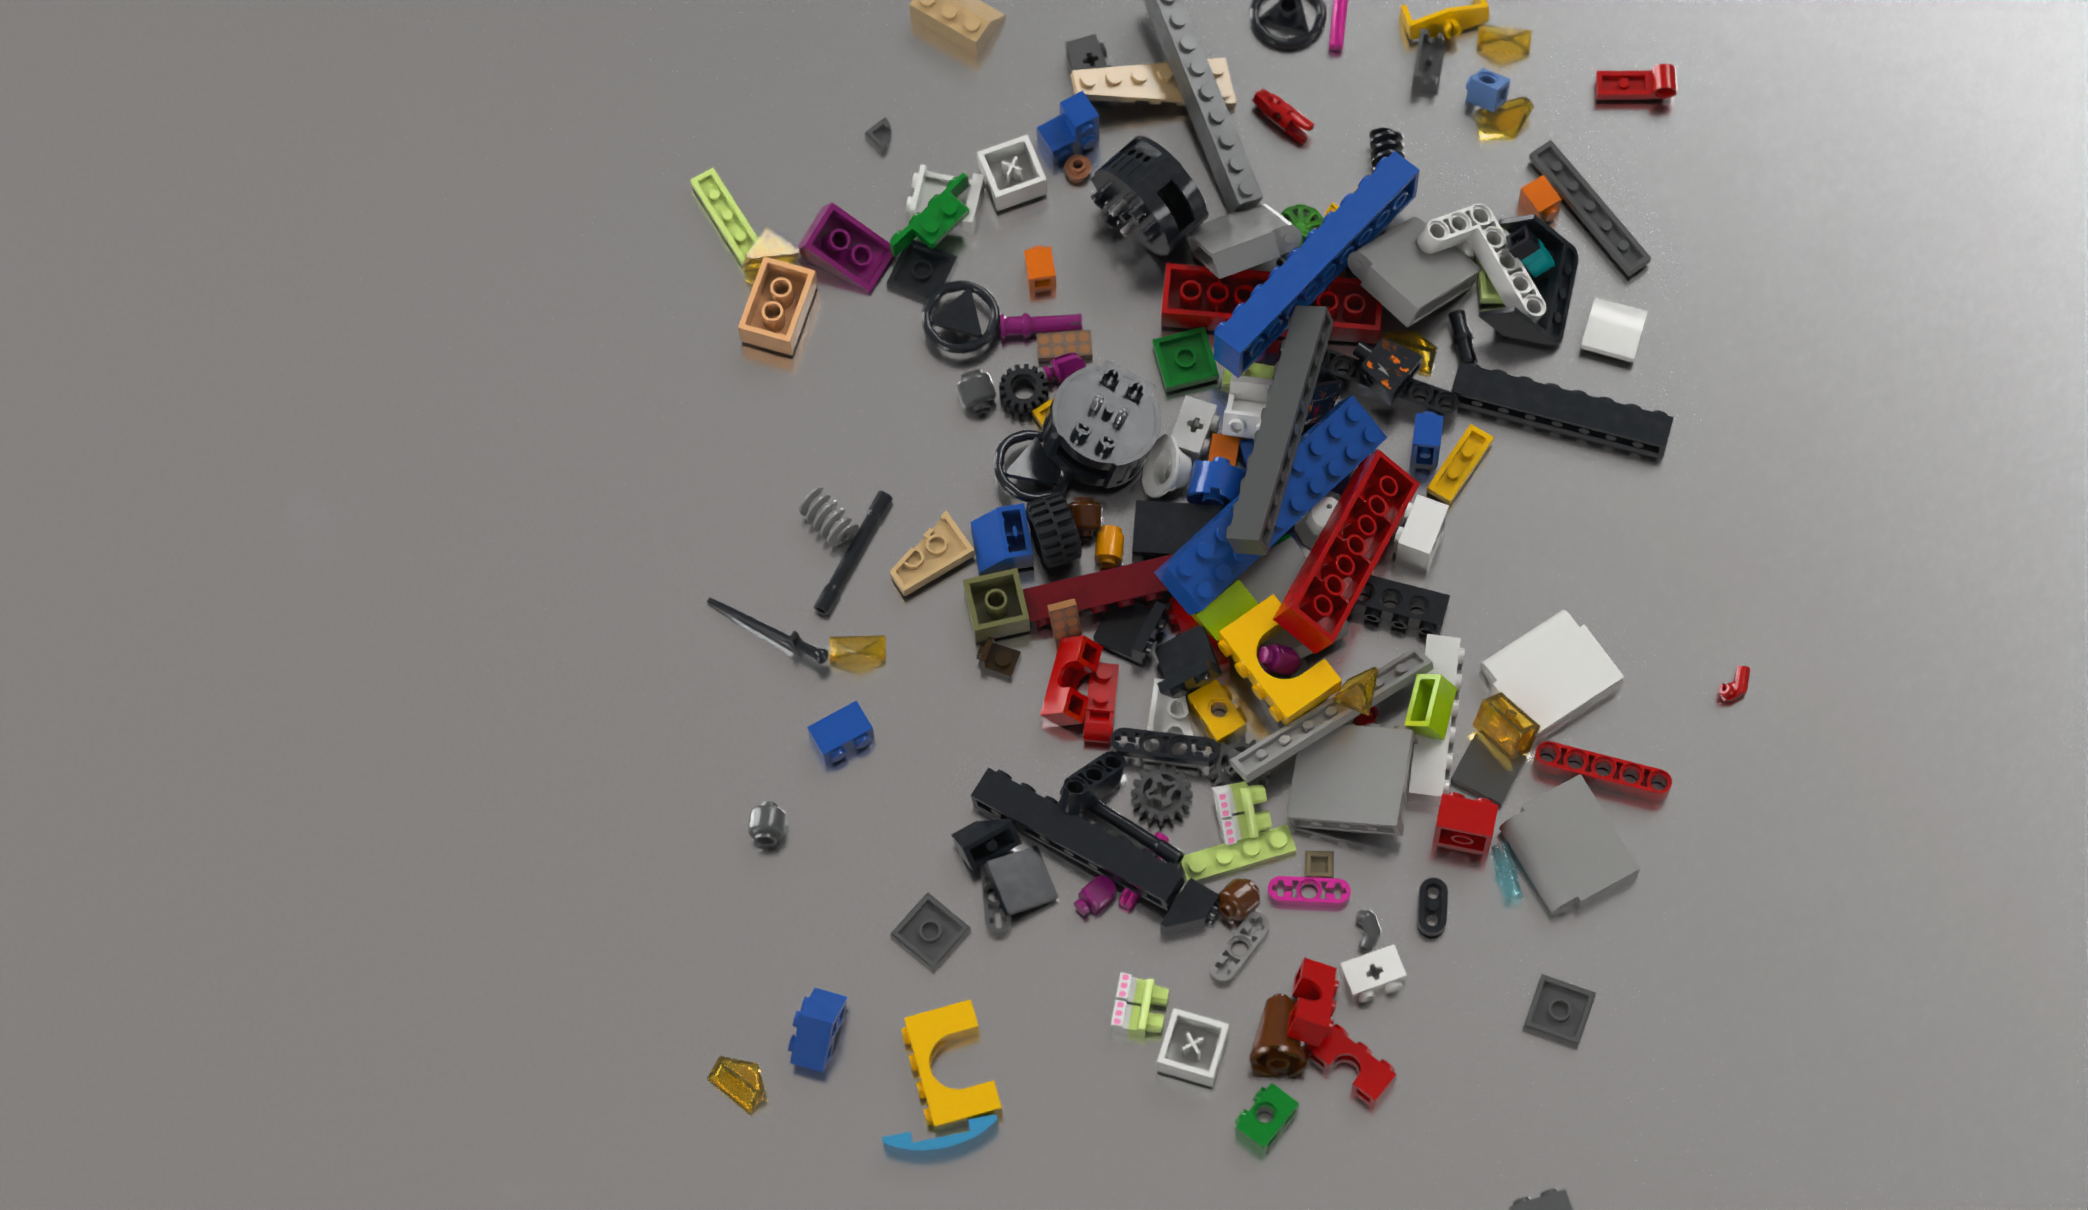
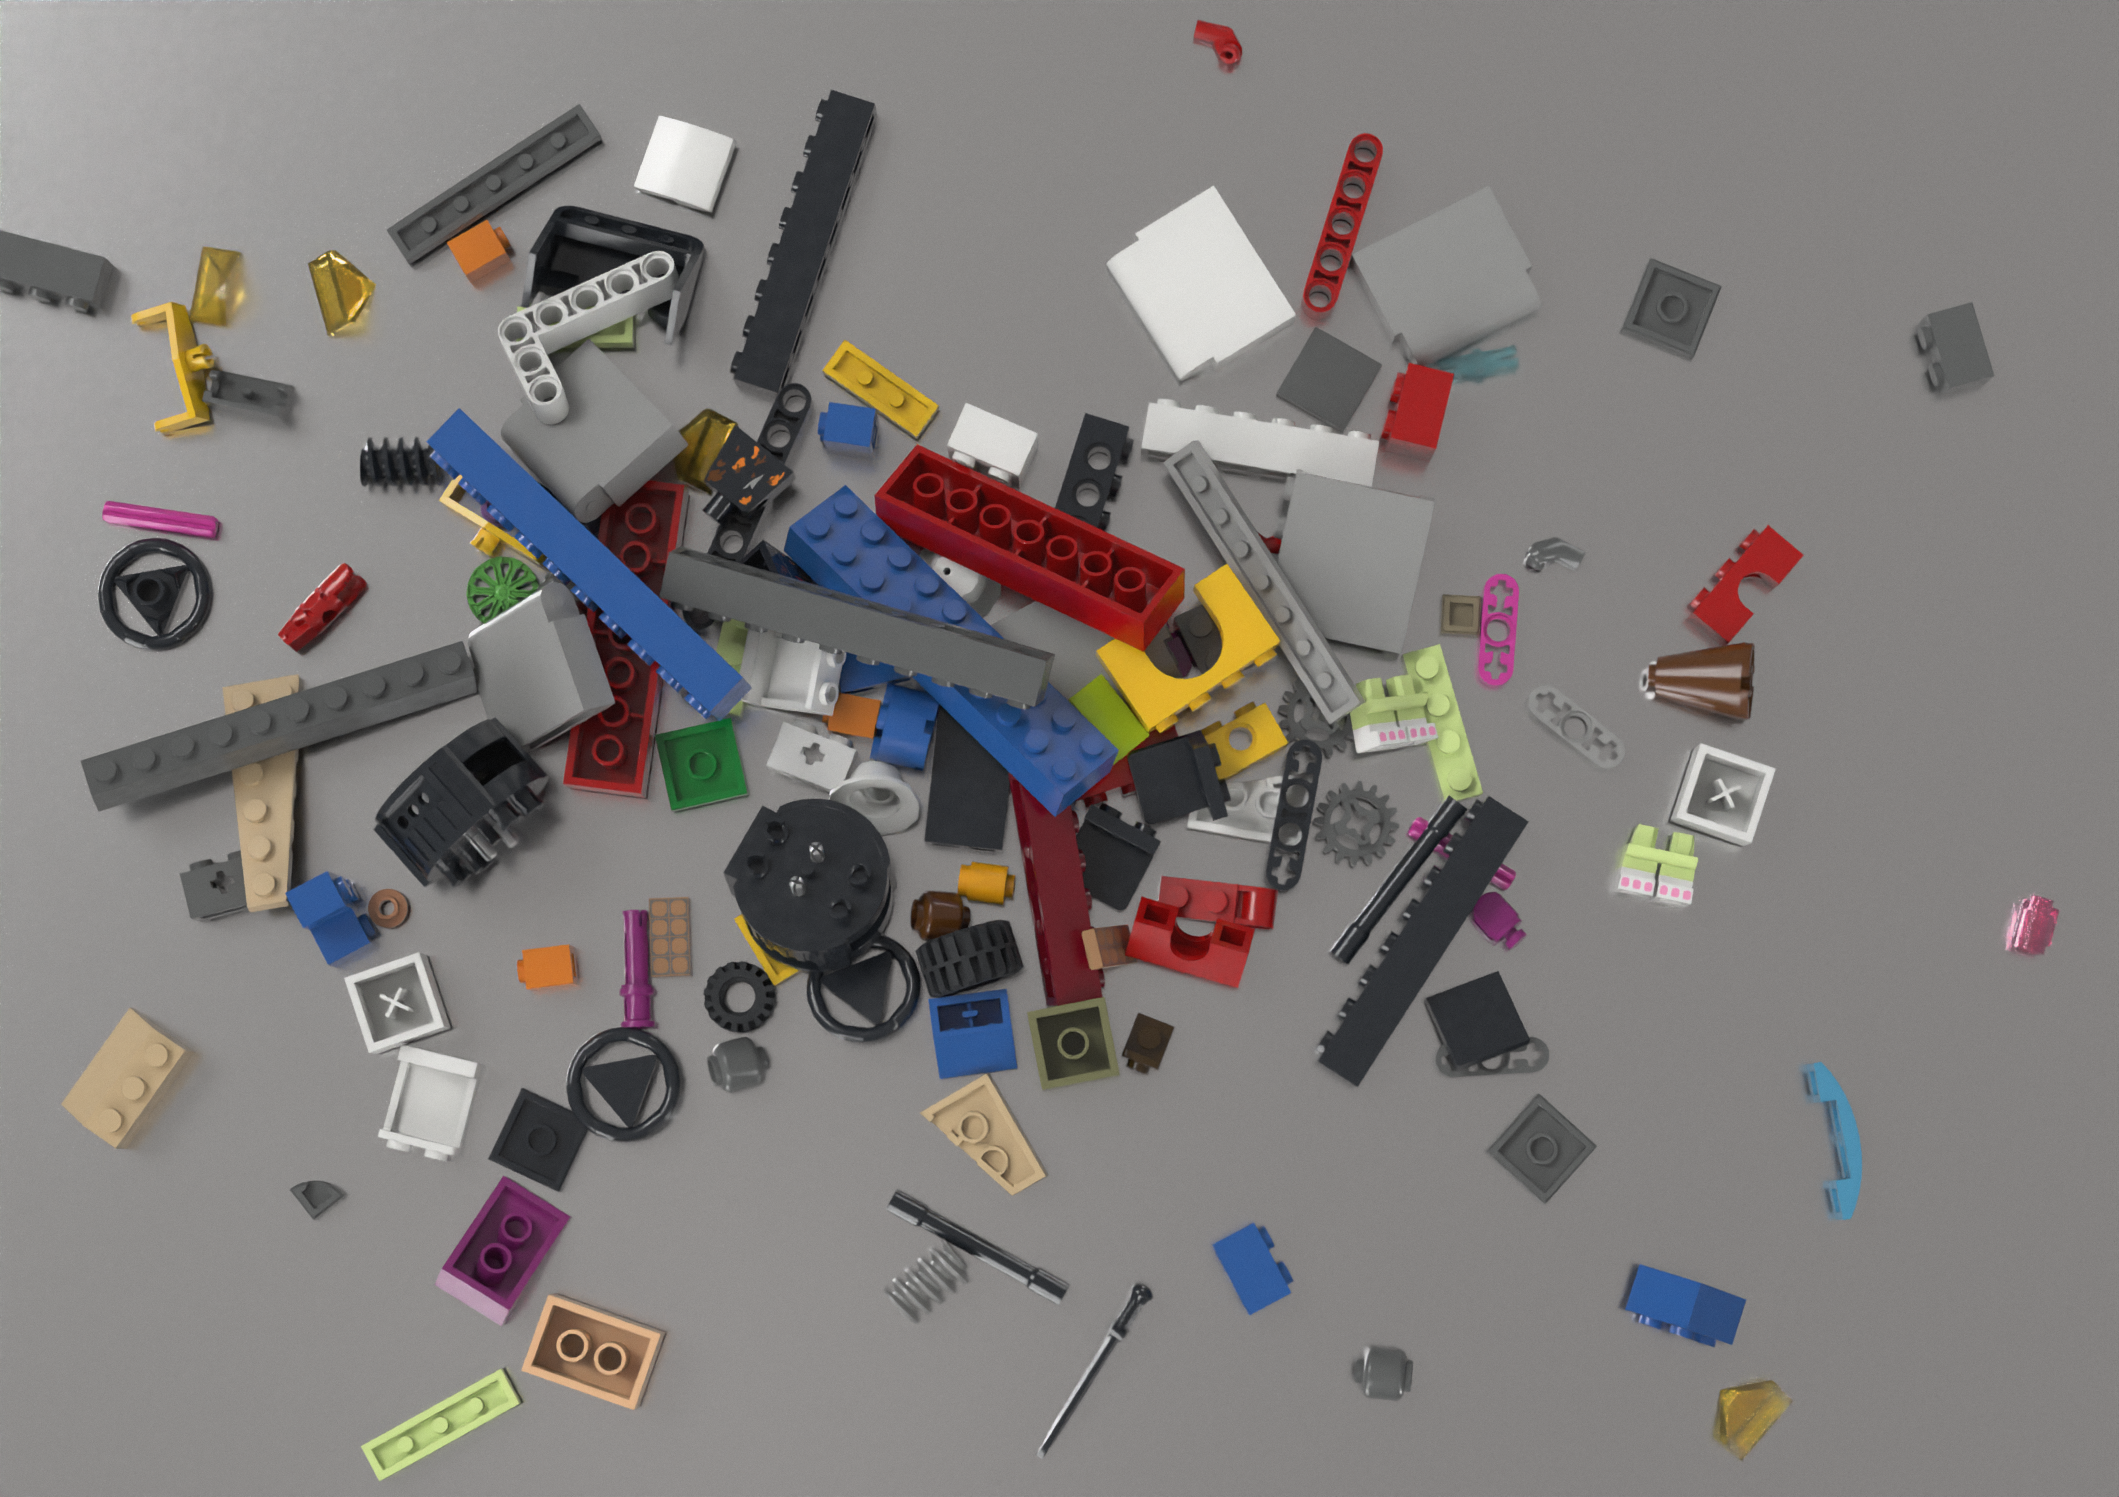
camera: 90 degrees left, 15 degrees up
(770, 246) = (503, 1361): clear yellow slope -> none
(857, 649) = (1122, 1243): clear yellow slope -> none
(926, 1034) = (1793, 1130): yellow arch -> none
(937, 219) = (471, 1113): green bracket -> none
(985, 841) = (1423, 1069): black slope -> none
(1063, 367) = (708, 935): magenta arm -> none
(1092, 782) = (1331, 909): black beam -> none
(1191, 909) = (1522, 789): black slope -> none
(1239, 899) = (1513, 724): reddish brown head -> none
(1261, 1134) = (1840, 705): green brick -> none
(1279, 658) = (1185, 649): magenta arm -> none
(1315, 990) = (1641, 623): red arch -> none
(1358, 691) = (1241, 542): clear yellow slope -> none
(1381, 962) = (1603, 536): white brick -> none
(1430, 706) = (1254, 447): lime brick -> none
(1432, 908) = (1525, 463): black plate -> none
(1462, 336) = (687, 374): black pin -> none
(1487, 90) = (303, 313): medium blue brick -> none
(1506, 725) = (1280, 348): clear yellow brick -> none
(1530, 251) = (577, 265): leg -> none
(1641, 84) = (303, 103): red plate -> none

